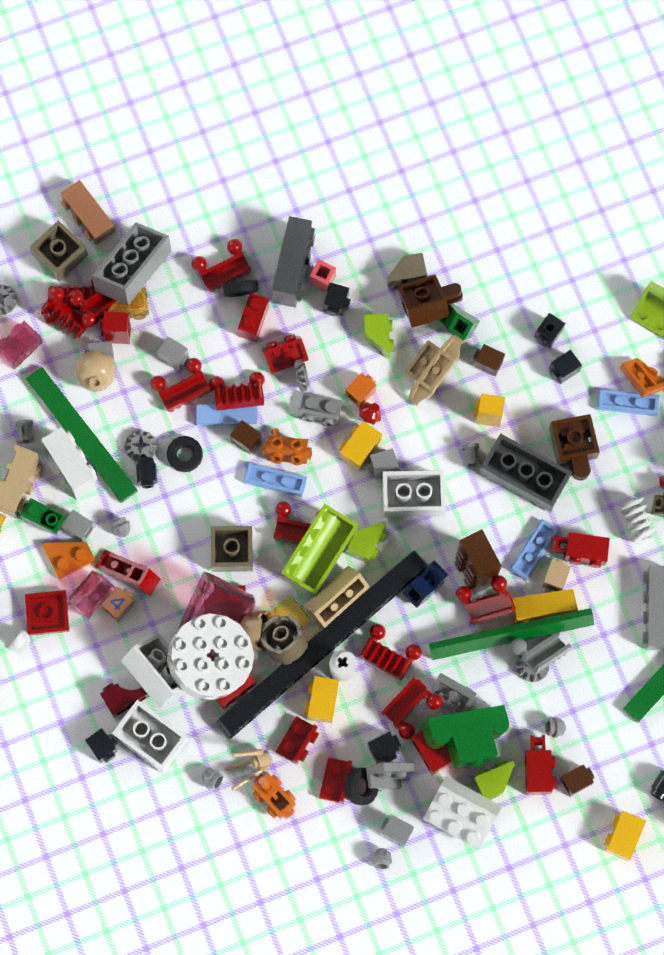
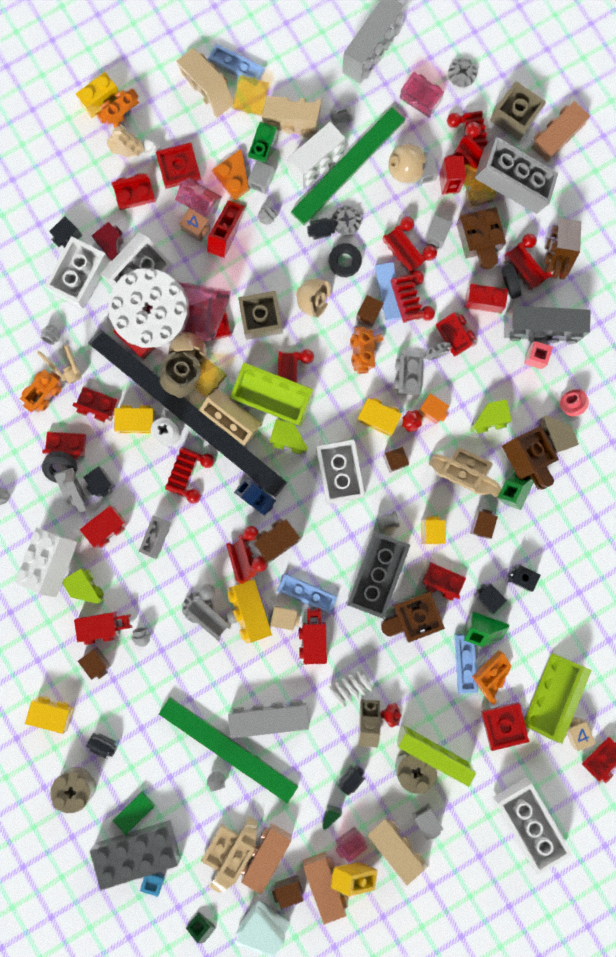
camera: 80 degrees right, 10 degrees up
(13, 666) = (124, 143): none -> tan rock
(65, 315) = (456, 125): red gear -> none
(67, 666) = (133, 191): none -> red bracket
(185, 309) = (482, 236): none -> reddish brown brick
(217, 231) = (562, 247): none -> reddish brown brick
(220, 492) = (312, 296): none -> tan cylinder
(275, 480) = (334, 345): light blue tile -> none
(336, 300) = (517, 372): black brick -> none
(377, 249) = (574, 402): none -> coral plate
(382, 462) = (365, 440): light grey brick -> none
(396, 830) = (26, 505): light grey brick -> none
(405, 703) = (143, 497): red gear -> none
(408, 435) = (396, 459): none -> reddish brown brick
(467, 734) = (117, 557): green brick -> none
(507, 634) = (220, 584): green tile -> none
(540, 410) = (444, 581): none -> red bracket
(596, 378) = (484, 630): none -> green slope

